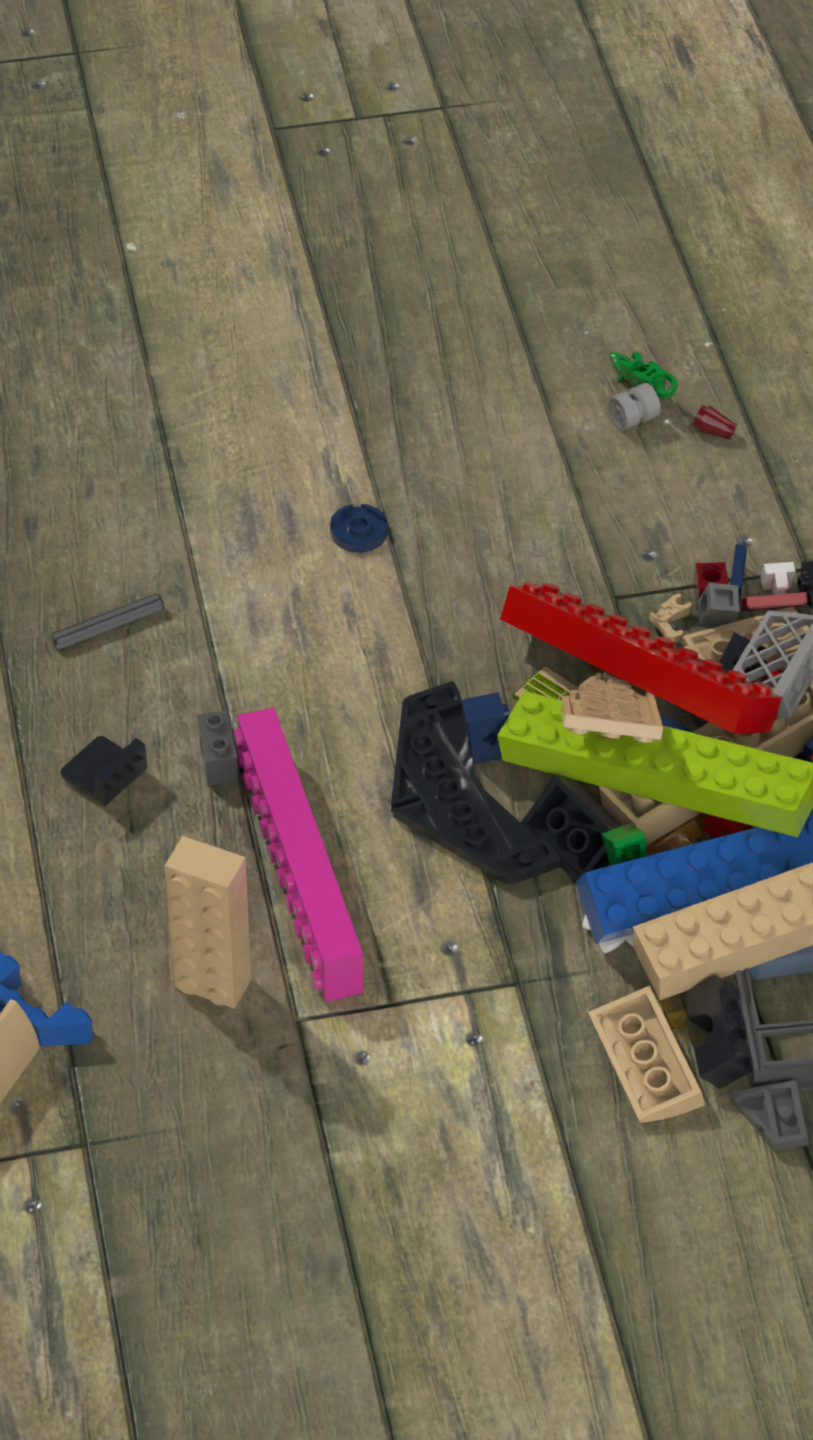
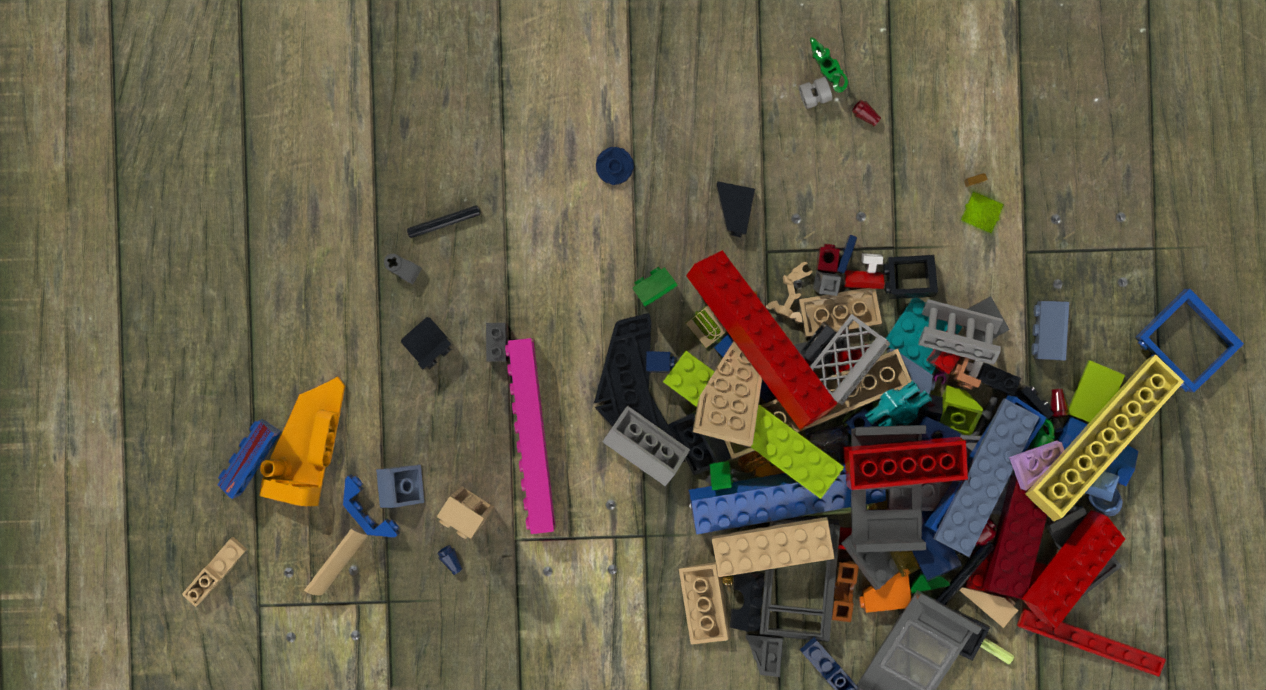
camera: 15 degrees right, 40 degrees up
(52, 681) = (405, 269): none -> dark grey piece
(84, 960) = (400, 486): none -> sand blue slope
(186, 1053) = (450, 559): none -> dark blue cone
(458, 642) = (654, 287): none -> green slope
(488, 839) = (646, 446): none -> light grey slope
(551, 542) = (735, 207): none -> black slope

